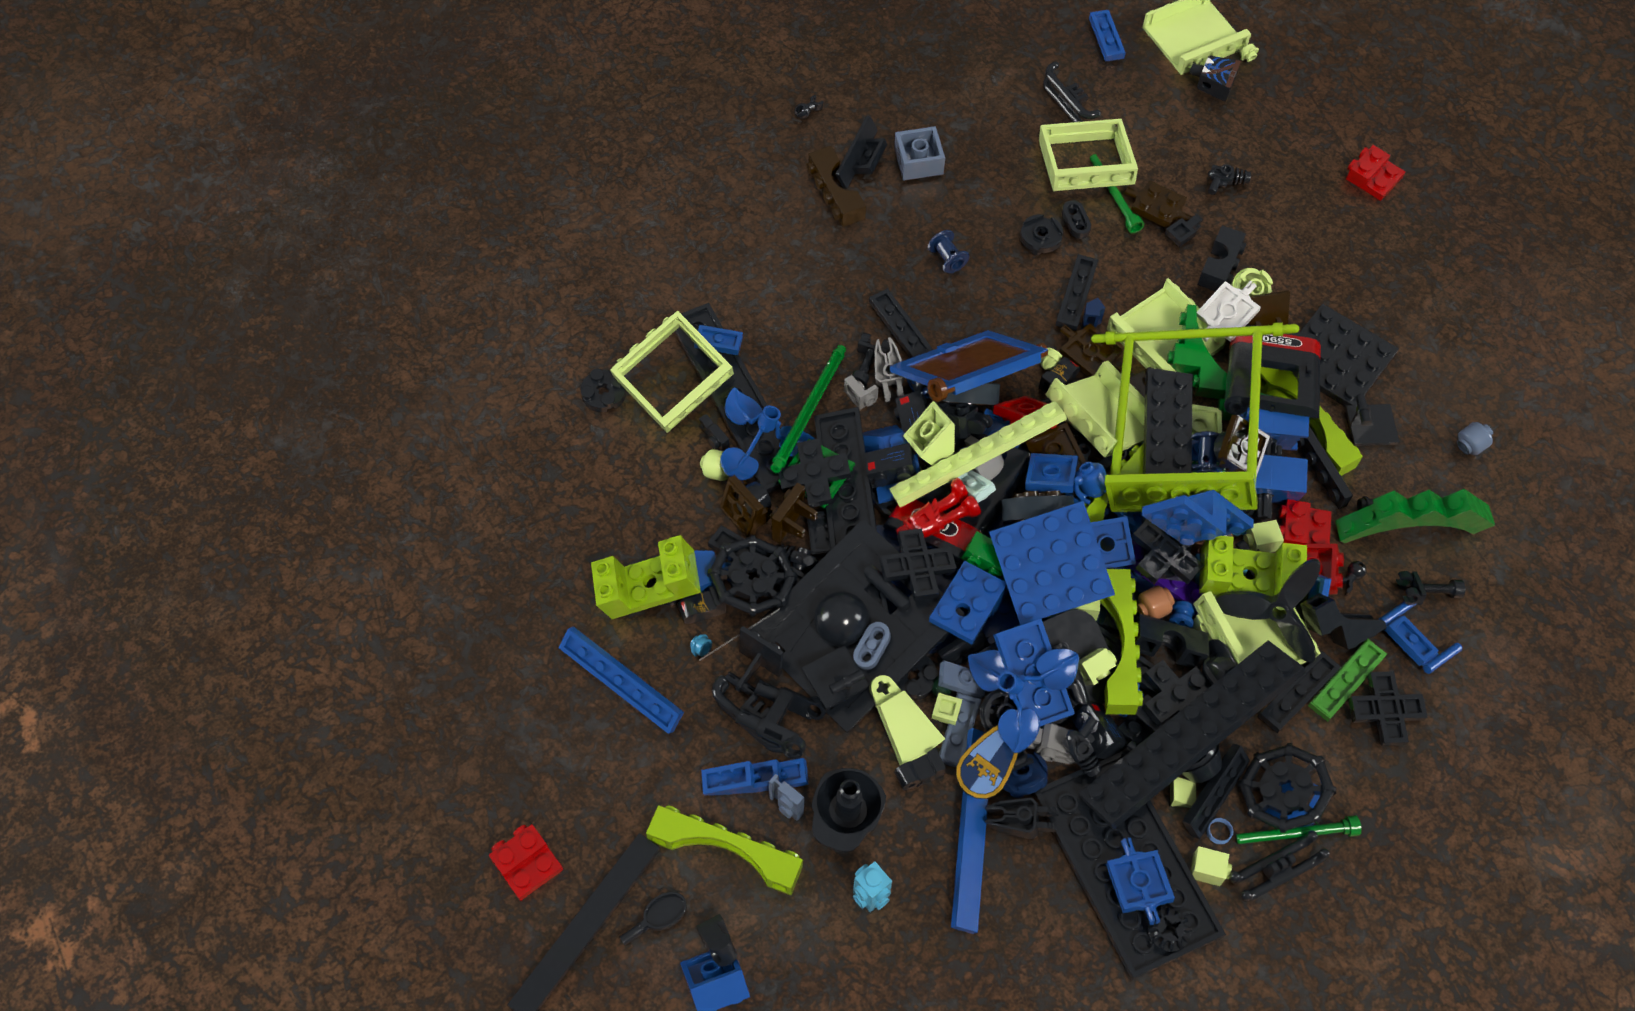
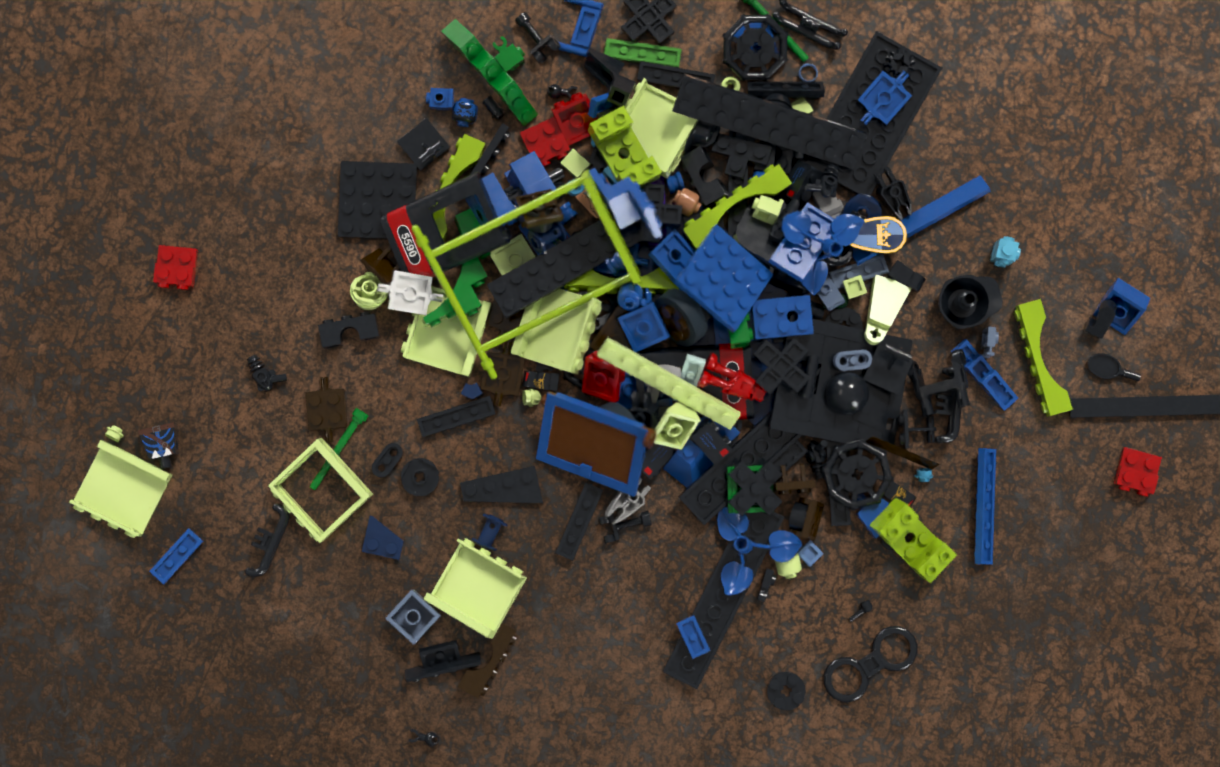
camera: 125 degrees left, 25 degrees up
(563, 476) = (870, 664): none -> black bar
(619, 507) = (866, 607): none -> black hand
(695, 397) = (780, 649): yellowish green window -> none
(710, 493) = (810, 553): none -> medium blue tile
(800, 423) = (701, 532): green piece -> none
(856, 392) = (658, 513): light grey bracket -> none
(902, 207) = (477, 588): none -> yellowish green panel
(979, 292) = (511, 487): none -> black wing
(1005, 176) = (381, 540): none -> dark blue wing
(1183, 231) = (341, 376): black plate -> none
(1210, 866) = (838, 64): yellowish green brick -> none
(1258, 734) = (731, 80): none -> yellowish green plate
(1262, 606) = (642, 119): black piece -> none
(1384, 476) = (464, 112): none -> head
(1414, 462) = (447, 101): none -> blue brick
(1420, 549) = (509, 57): none -> green brick
(1475, 438) = (387, 68): sand blue head -> none

